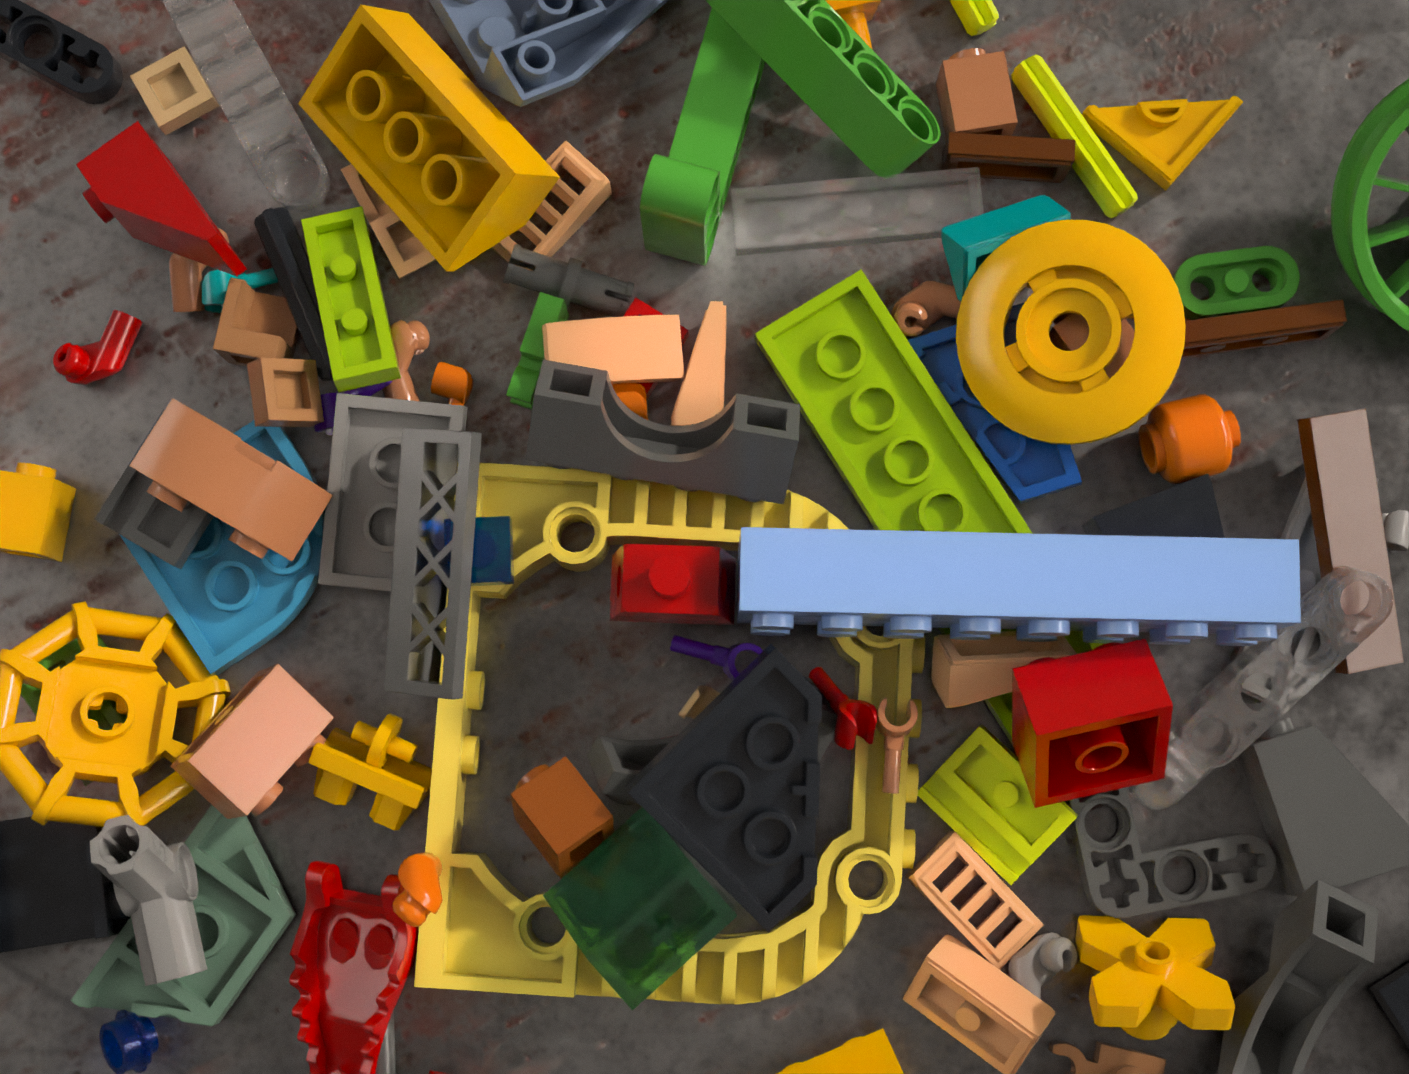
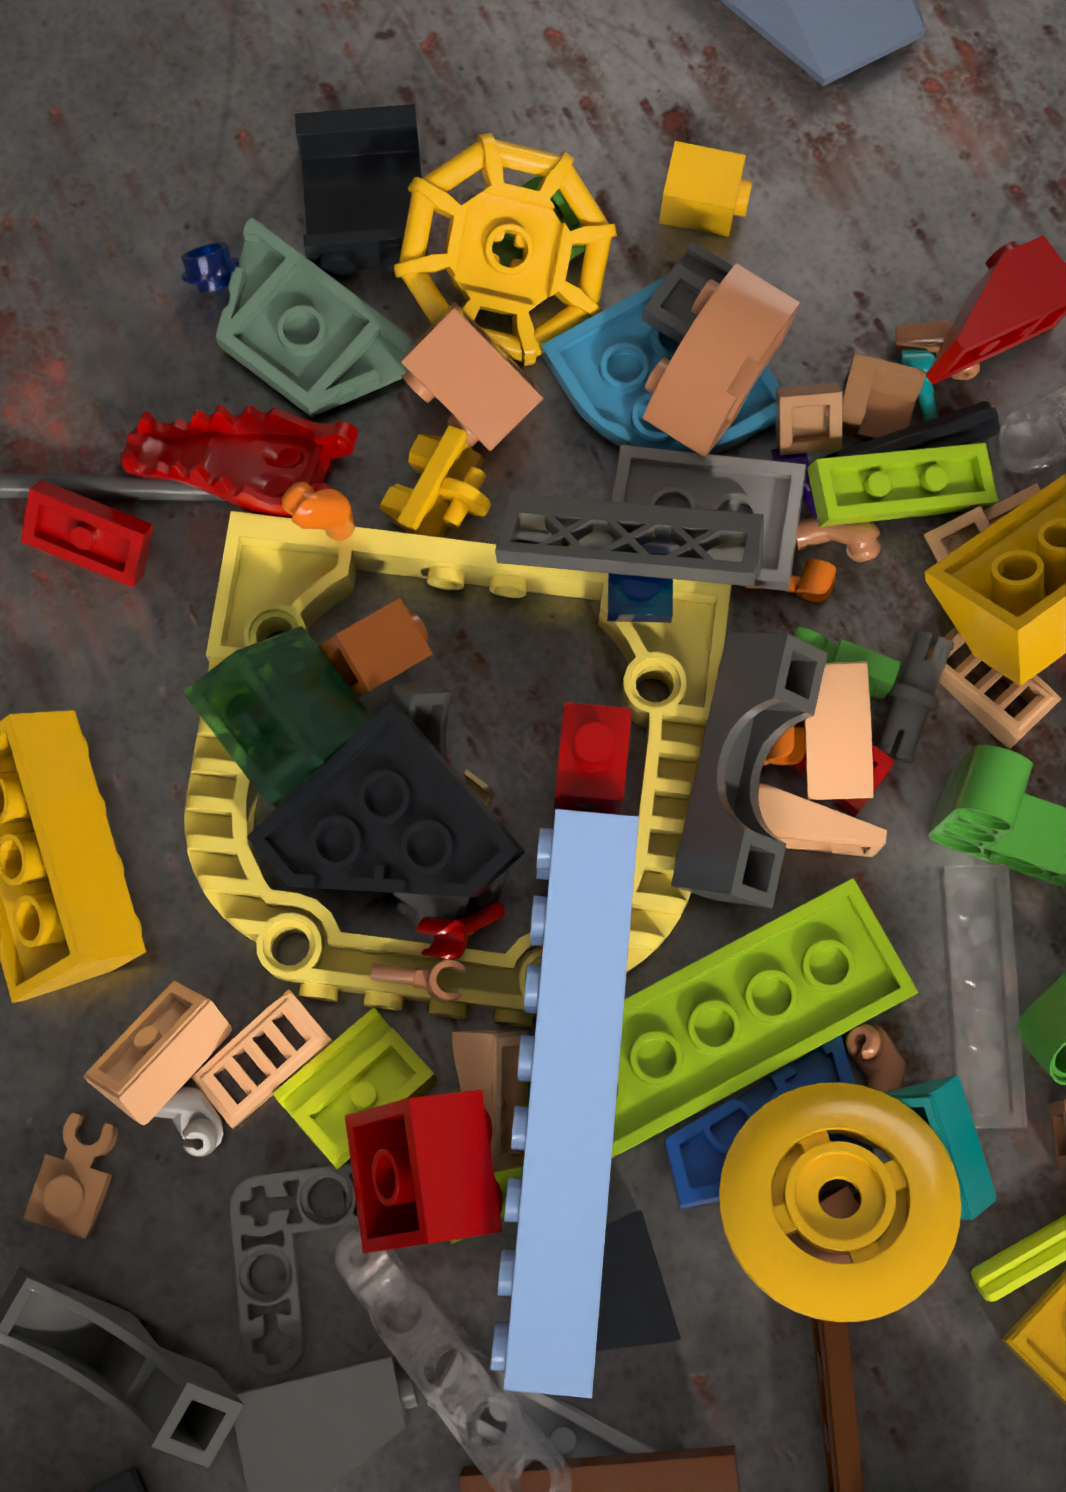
camera: 90 degrees right, 5 degrees down
(101, 358) = (853, 258): red arm -> none
(157, 891) = (339, 288): light grey piece -> none
(715, 654) = (524, 806): dark purple hand -> none
(1010, 156) = (1038, 1161): reddish brown tile -> none
(1153, 979) = (162, 1226): yellow plant -> none
(1189, 439) = (721, 1327): orange head -> none
(1230, 281) = (892, 1398): bright green plate -> none

